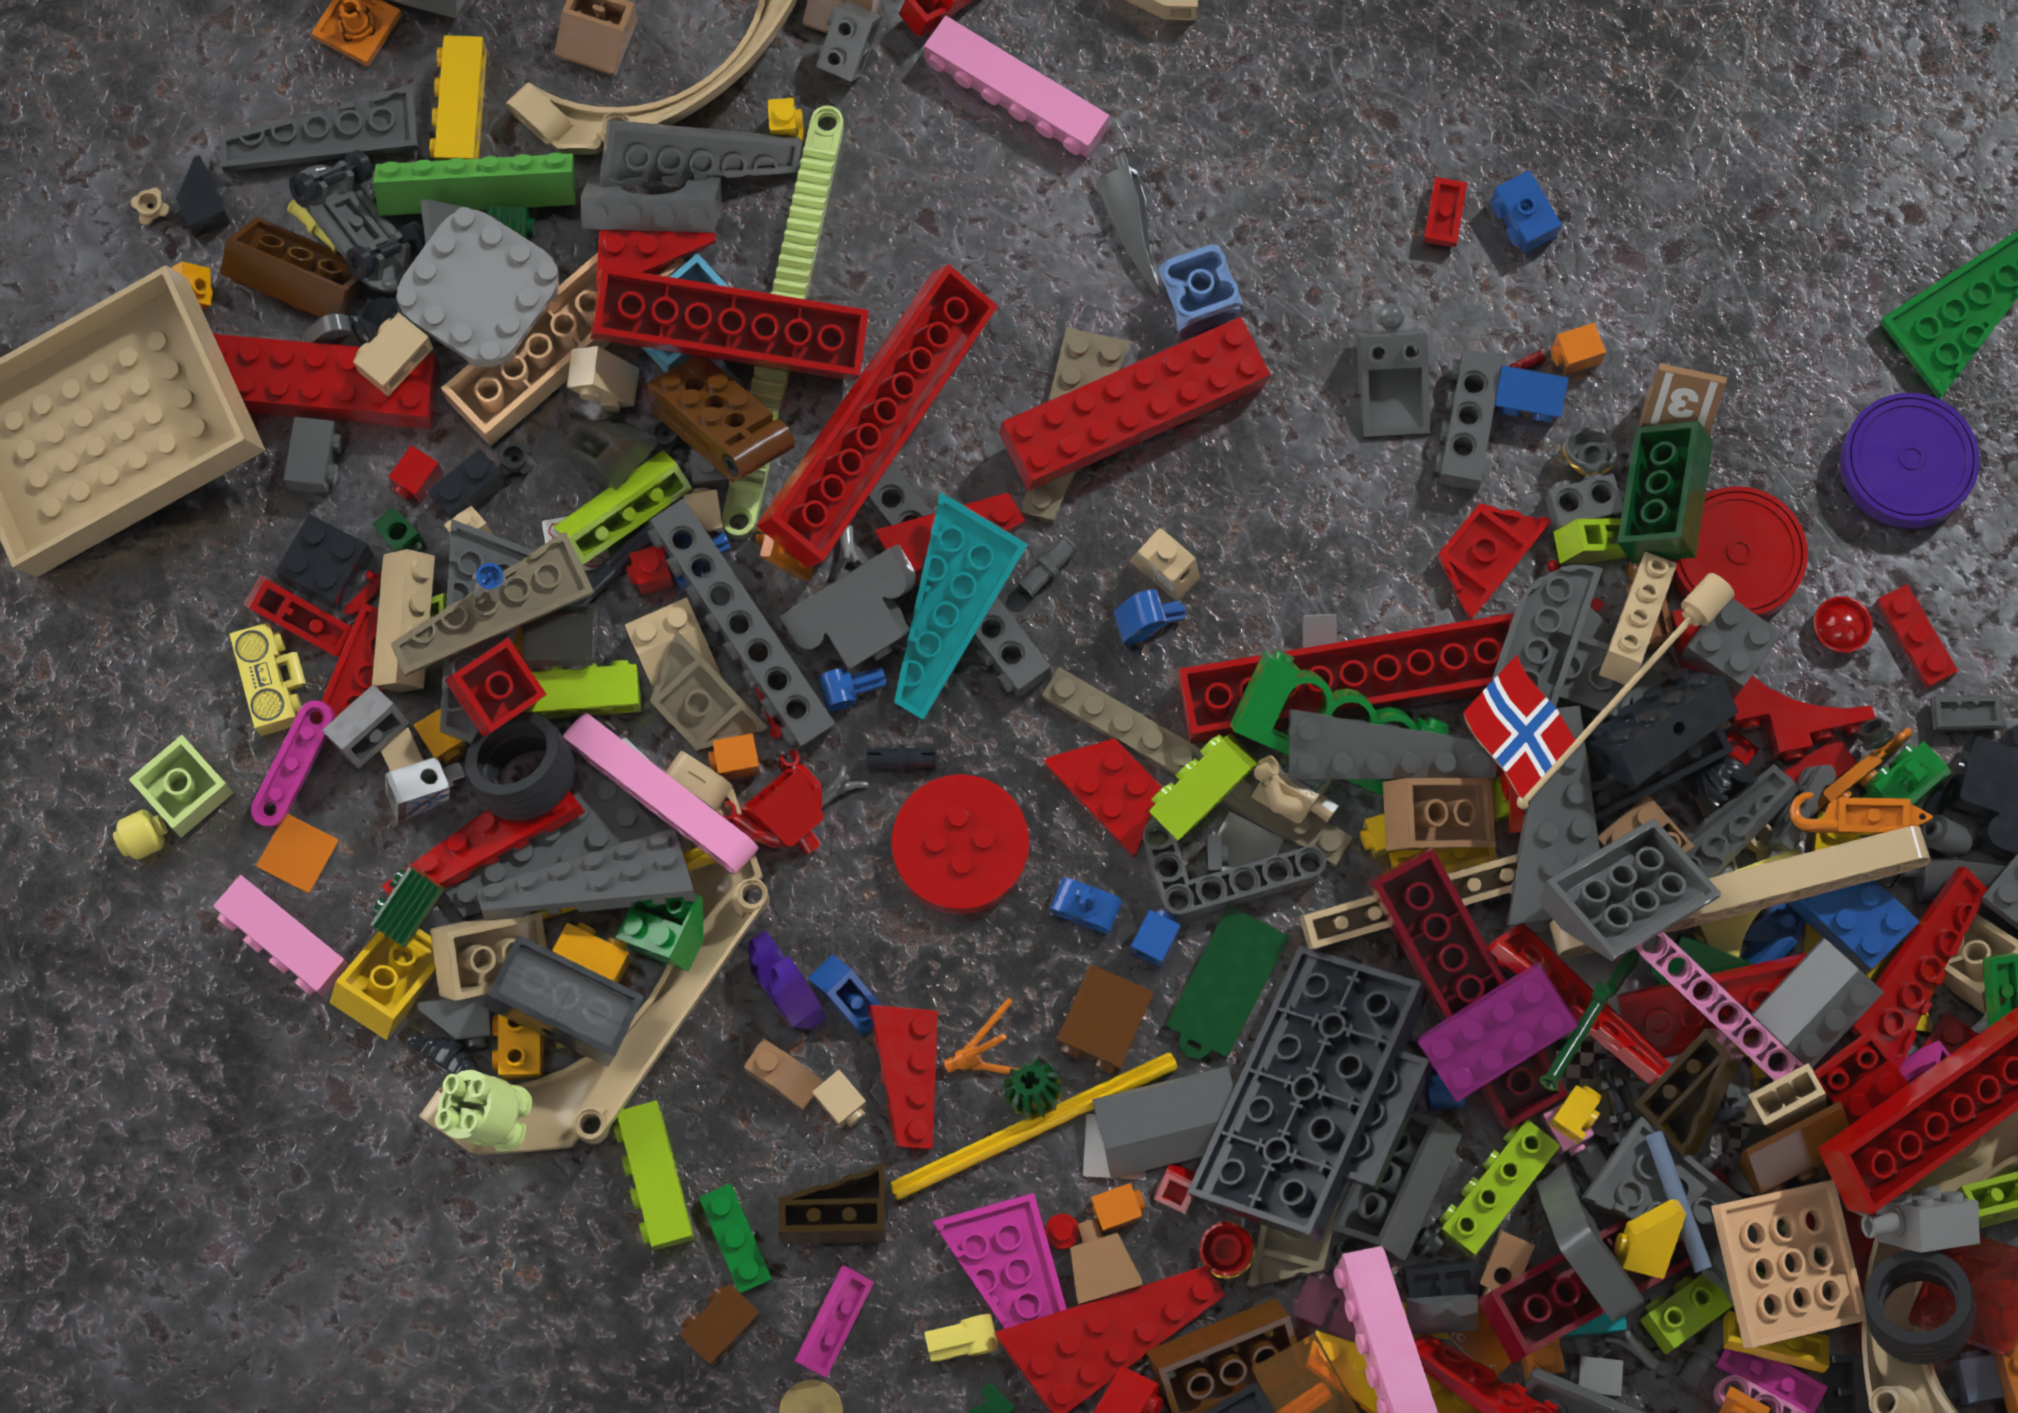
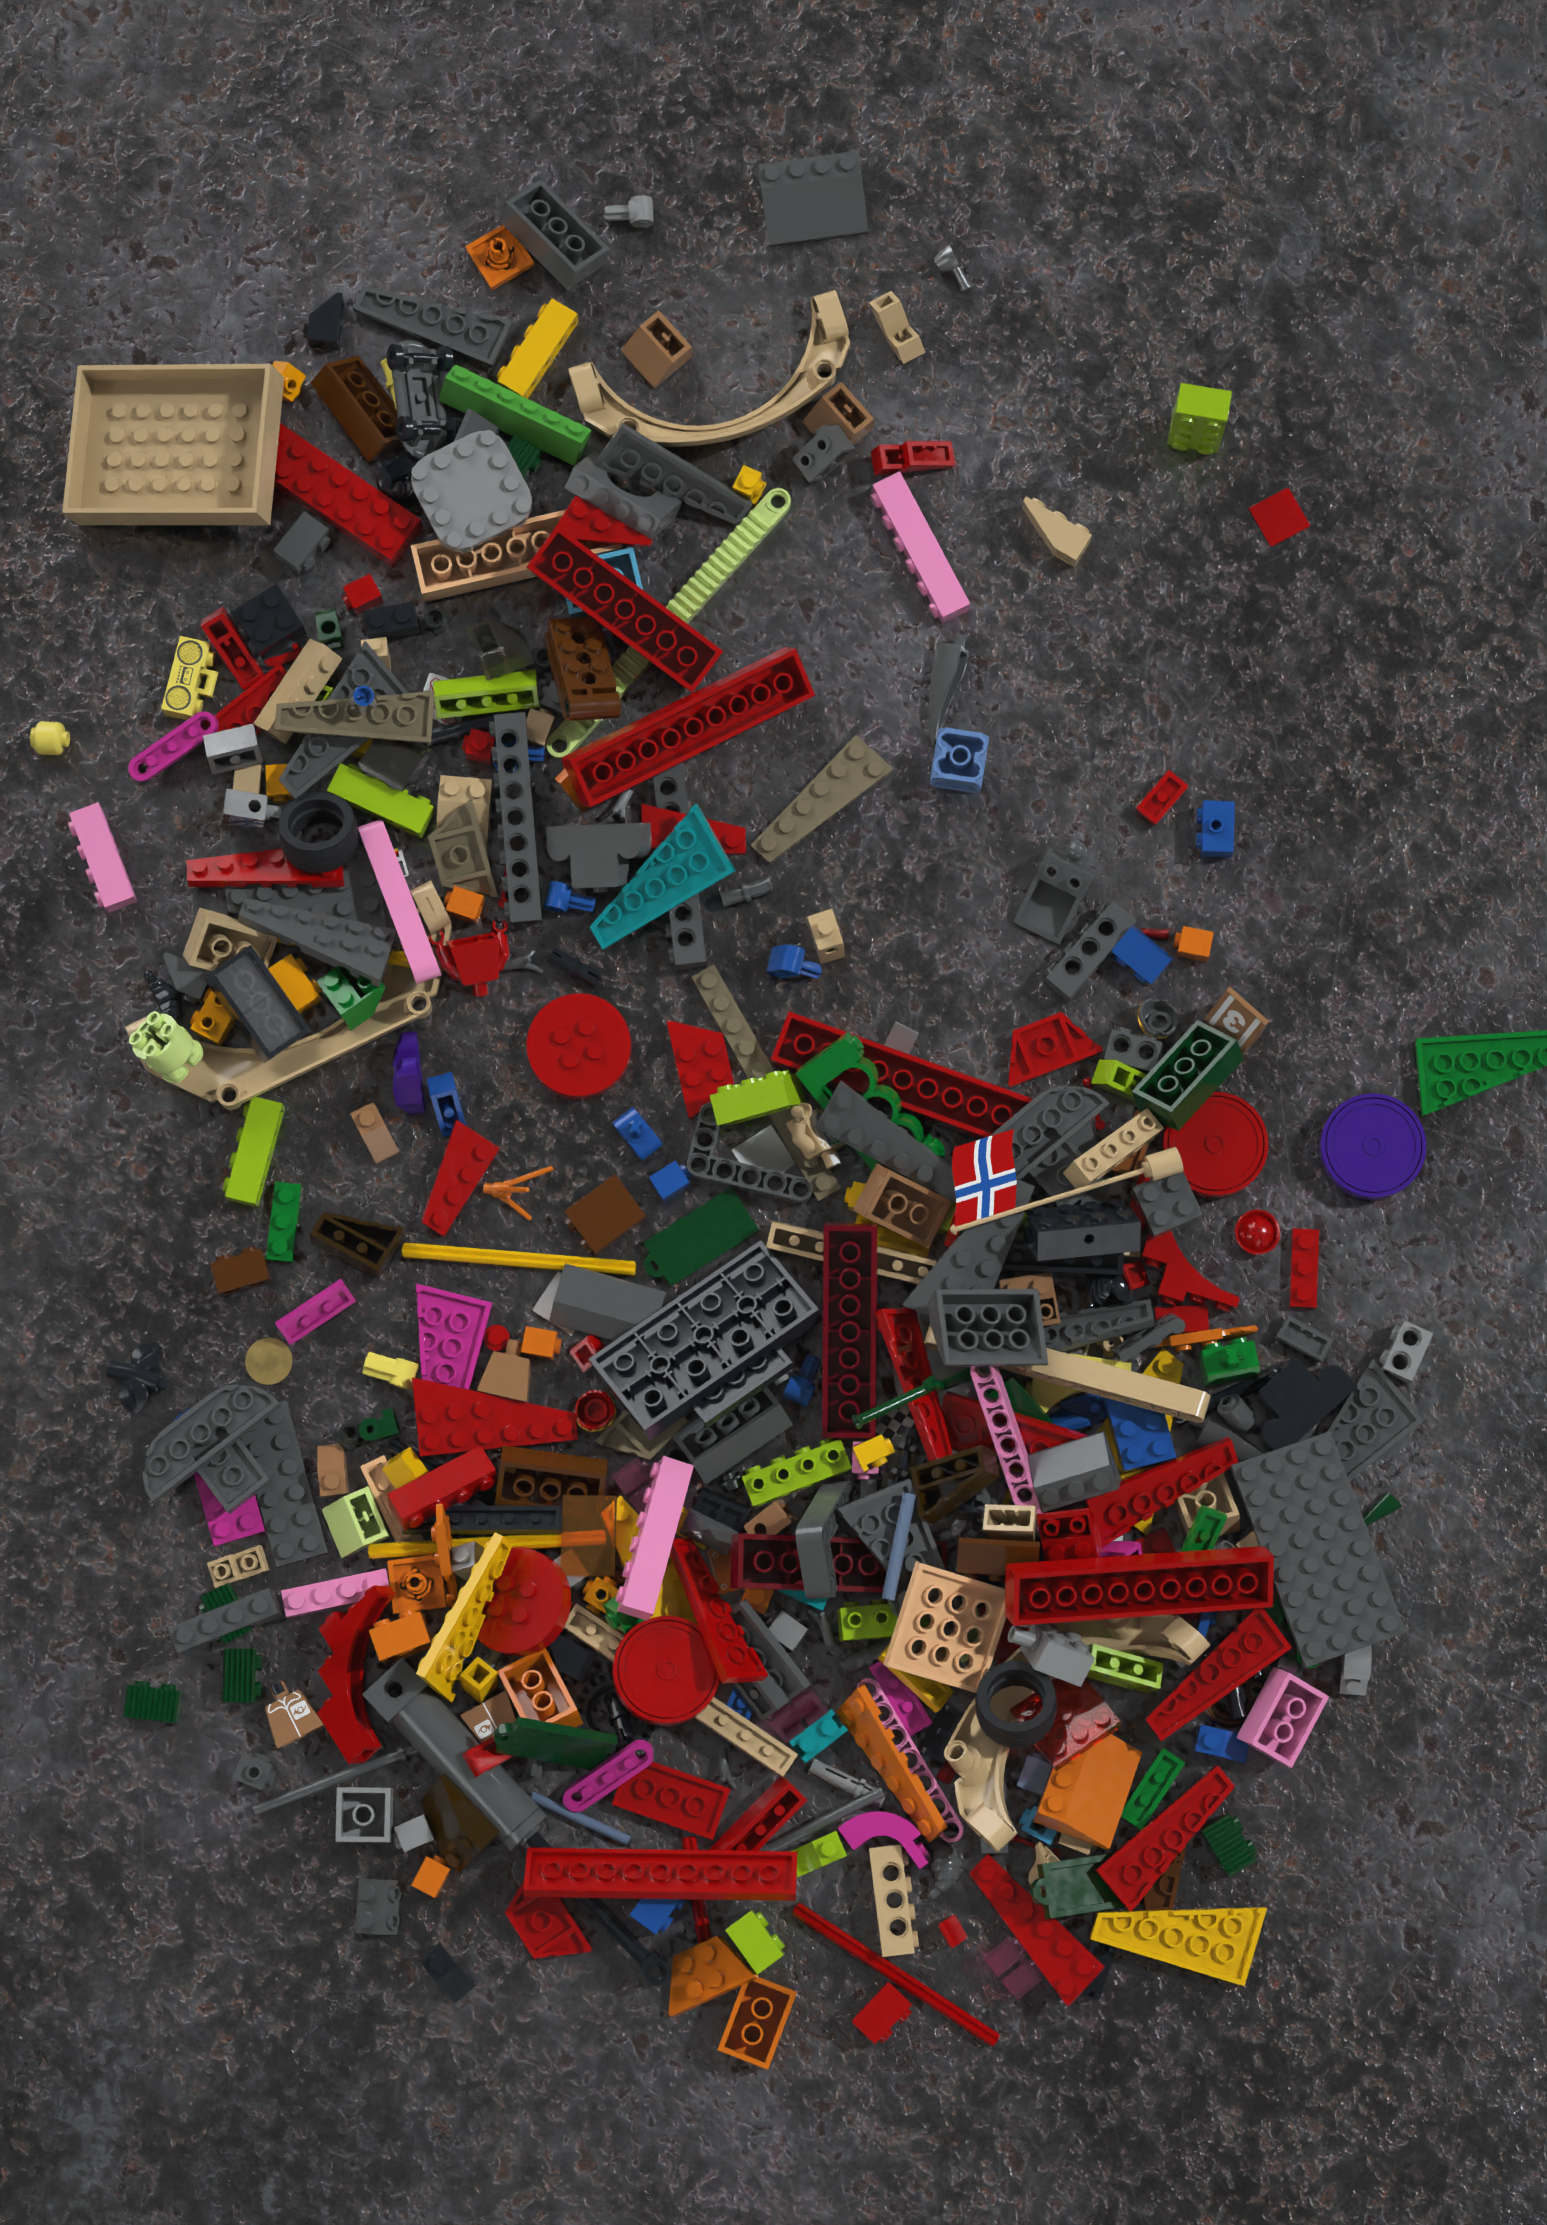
camera: 30 degrees right, 5 degrees up
(148, 197) = (296, 303): tan plate -> none
(181, 786) = (93, 721): yellowish green brick -> none
(297, 853) = (145, 807): orange sticker -> none
(329, 330) = (359, 464): dark grey beam -> none
(385, 982) = (155, 923): yellow slope -> none
(392, 353) = (390, 505): tan brick -> none
(407, 905) = (193, 884): dark green brick -> none
(495, 687) = (329, 771): red brick -> none
(602, 378) = (522, 598): tan brick -> none
(840, 1100) = (402, 1170): tan brick -> none
(1033, 1089) = (530, 1235): dark green gear -> none
(1134, 403) = (868, 814): red brick -> none
(1215, 855) = (742, 1149): dark grey plate -> none
(1497, 1032) = (847, 1369): magenta brick -> none
(1651, 1239) = (863, 1560): yellow slope -> none
(1859, 815) = (1178, 1365): orange plate -> none
(1875, 734) = (1229, 1317): pearl dark grey plate -> none

